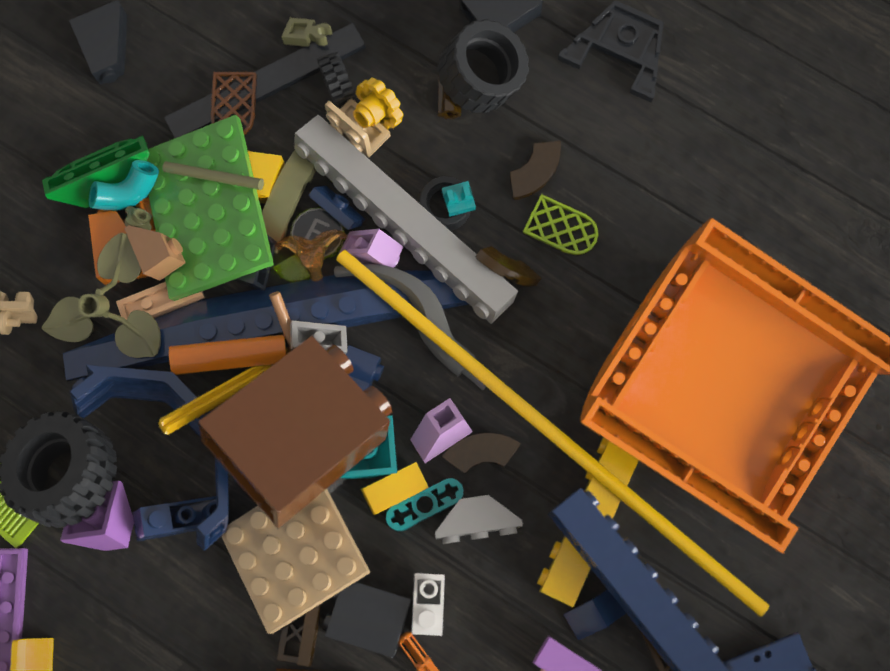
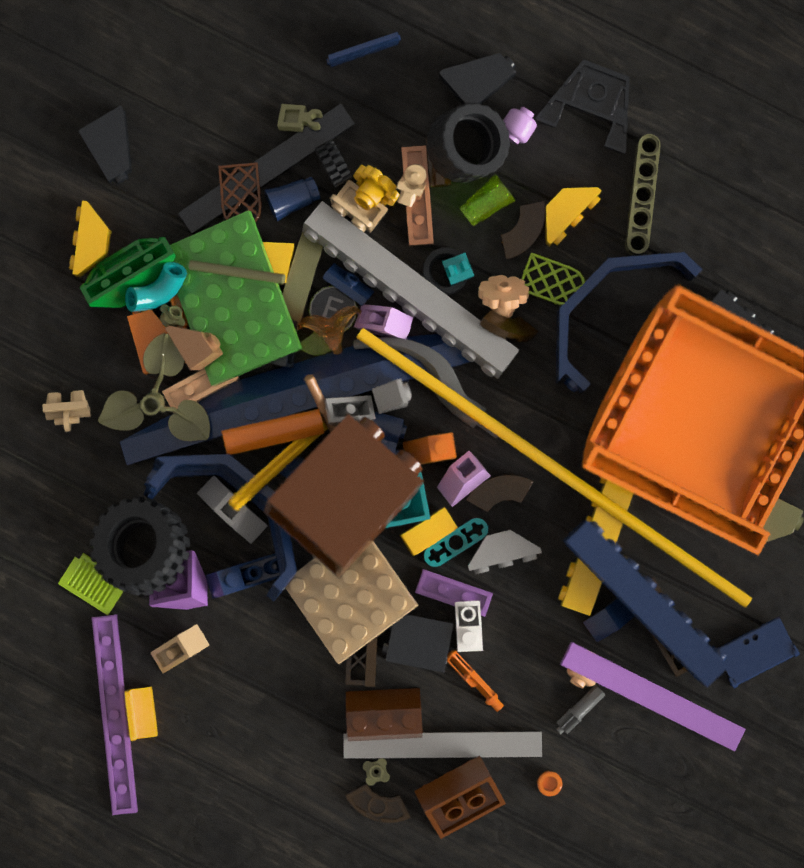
camera: 10 degrees left, 10 degrees up
(65, 136) = (90, 240): none -> yellow slope
(90, 595) = (179, 648): none -> tan slope
(176, 446) = (242, 520): none -> light grey slope
(287, 110) = (291, 197): none -> dark blue plant
(368, 326) = (391, 396): none -> light grey slope
(409, 392) = (432, 448): none -> orange slope
(413, 560) = (451, 591): none -> medium lavender tile
(417, 103) = (412, 184): none -> tan hips
(423, 123) = (419, 215): none -> nougat plate
(498, 133) = (486, 201): none -> clear neon green plant
(506, 232) = (503, 294): none -> light nougat plant
(542, 59) = (519, 125): none -> lavender head
(584, 152) = (566, 210): none -> yellow slope
(630, 211) = (574, 379): none -> dark blue panel
(673, 132) = (646, 183): none -> olive beam
(811, 515) = (783, 520): none -> olive slope

